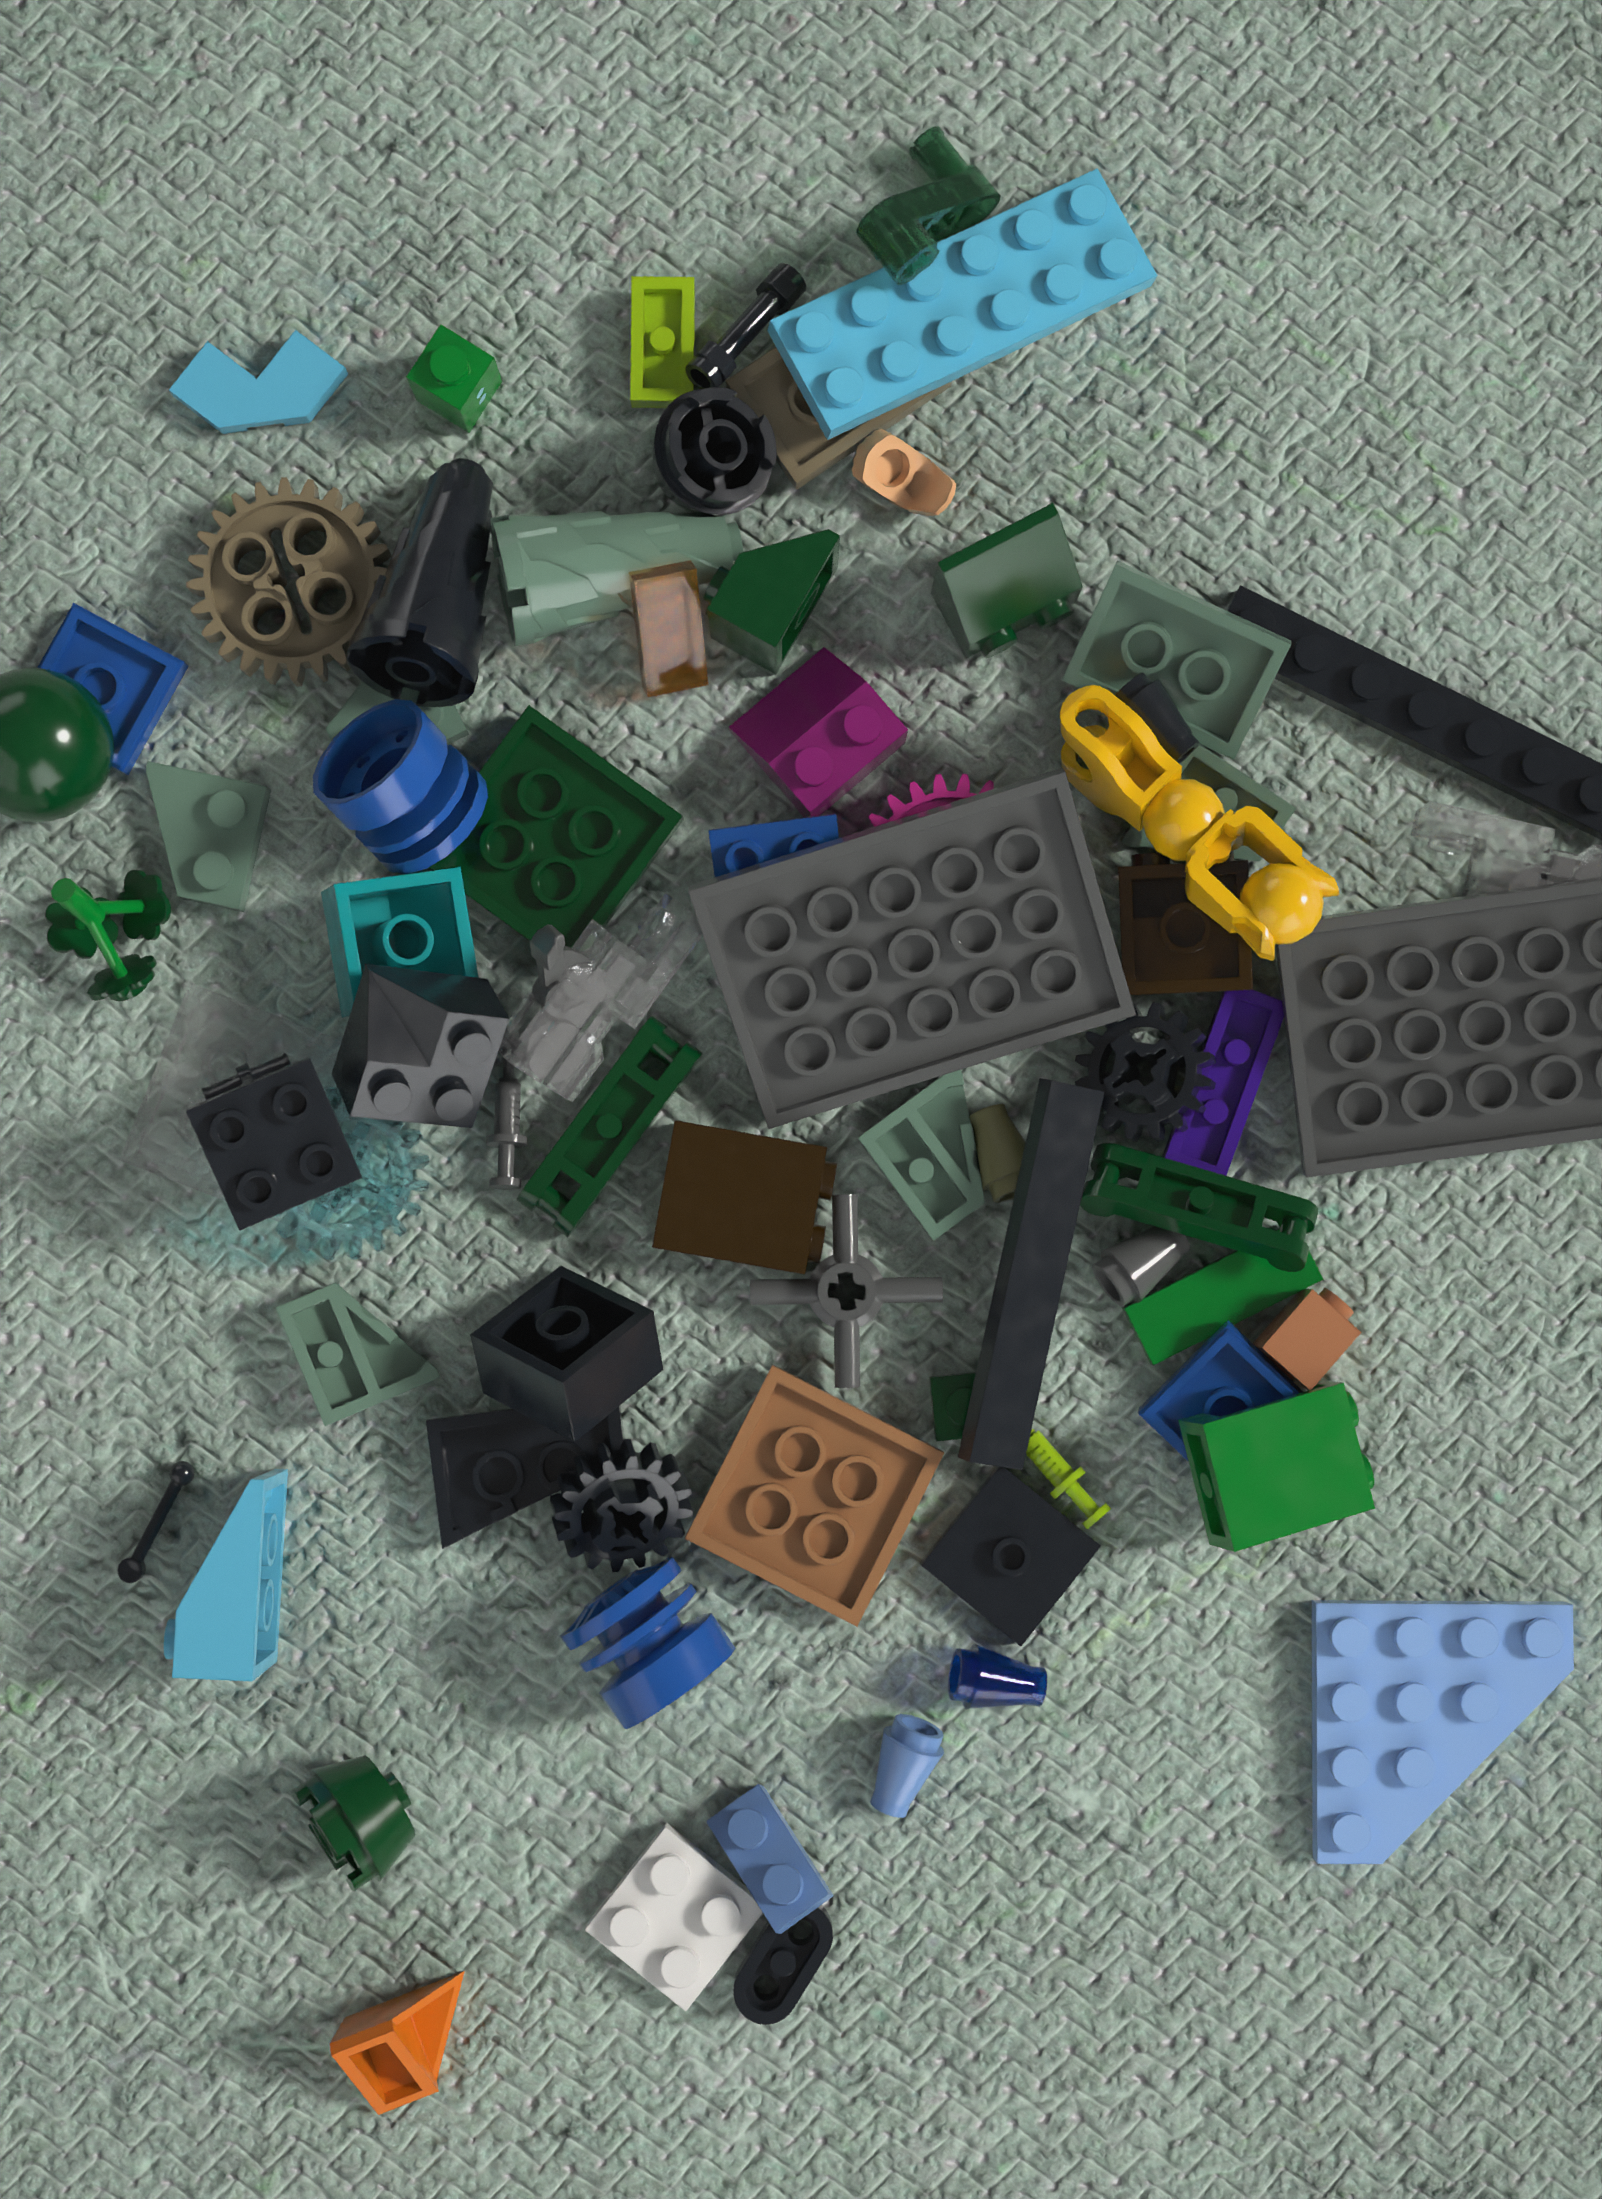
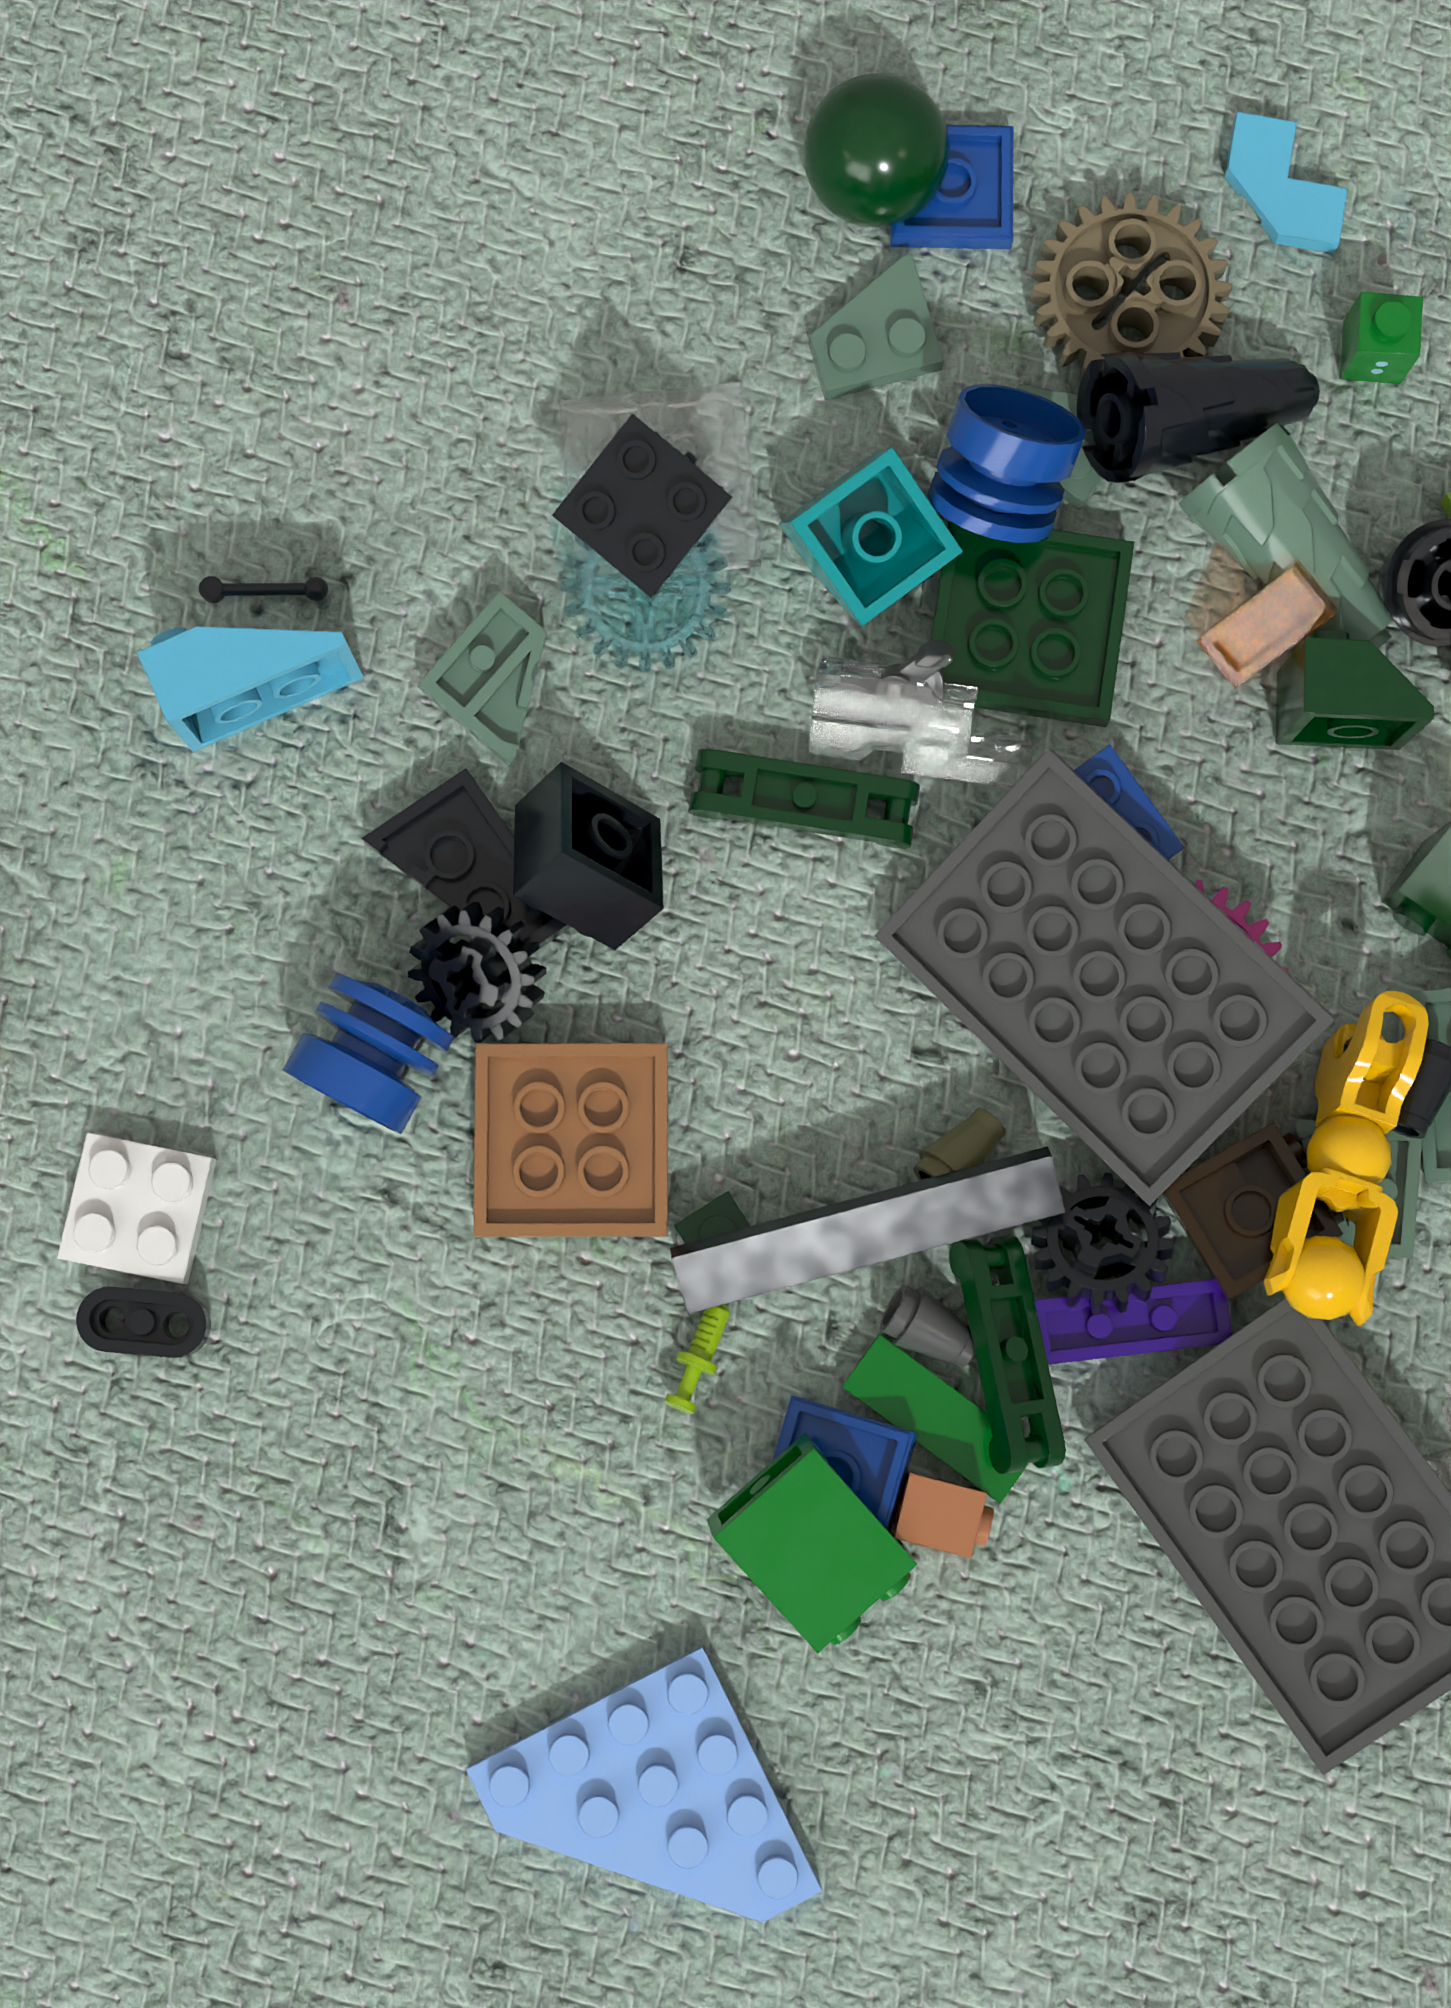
camera: 65 degrees right, 5 degrees down
(84, 924) = (744, 272): dark green plant -> none
(357, 1817) = (91, 881): dark green cone -> none
(419, 1046) = (789, 591): black slope -> none
(506, 1129) = (751, 713): dark grey piece -> none
(743, 1198) = (803, 943): dark brown panel -> none
(769, 1859) = (228, 1263): medium blue plate -> none
(819, 733) = (1246, 806): magenta slope -> none
(828, 1309) = (743, 1069): dark grey bar -> none
(905, 1762) = (372, 1343): medium blue cone -> none
(930, 1155) = (926, 1090): sand green wing -> none
(993, 1680) = (486, 1385): clear blue cone -> none
(1010, 1554) = (605, 1344): black plate -> none

